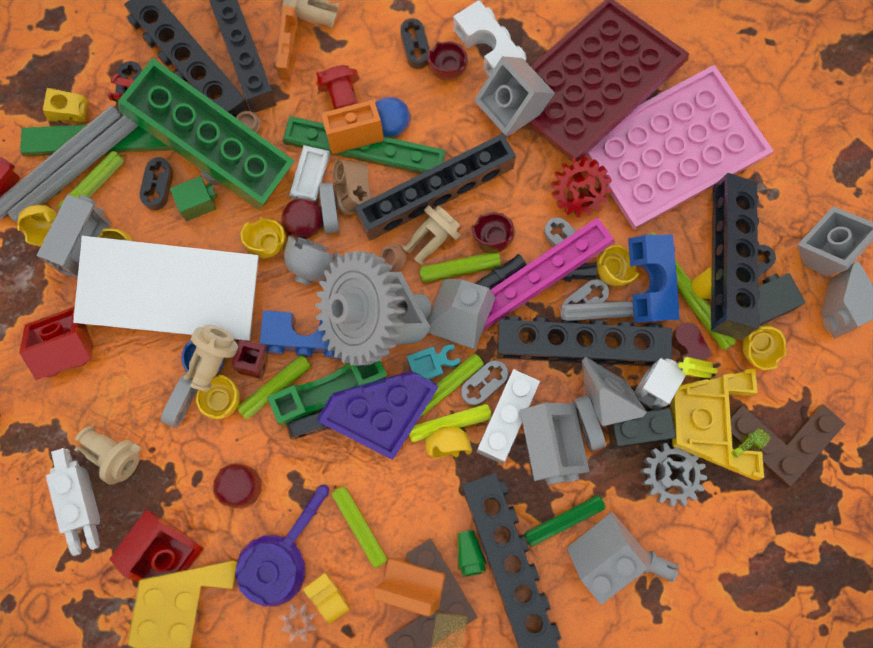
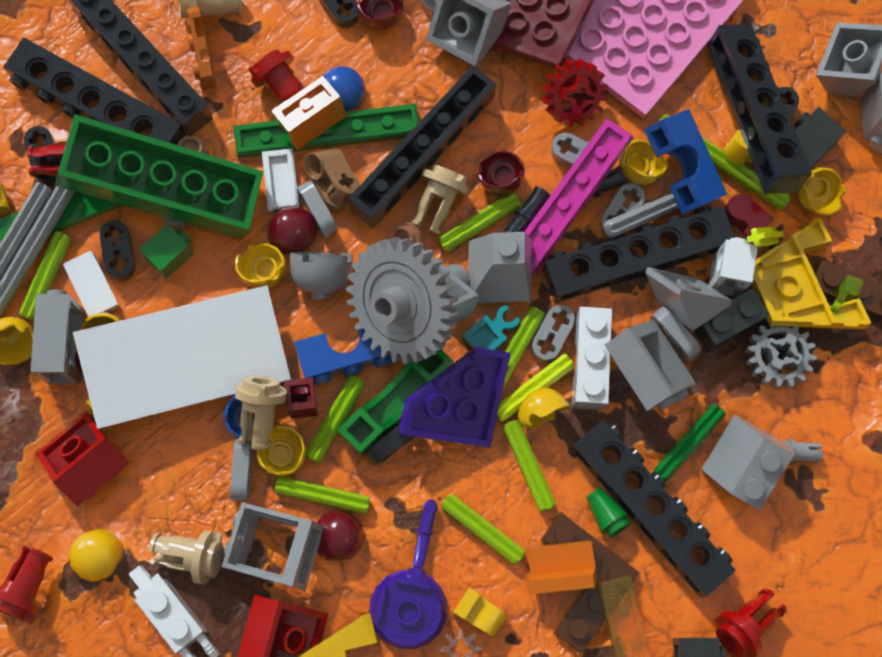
camera: 25 degrees left, 0 degrees up
(36, 425) = (95, 554): none -> yellow hair
(124, 204) = (91, 284): none -> white tile
(194, 491) = (301, 553): none -> light grey window
(238, 446) = (322, 495): none -> lime axle
(419, 488) = (529, 465): none -> lime axle

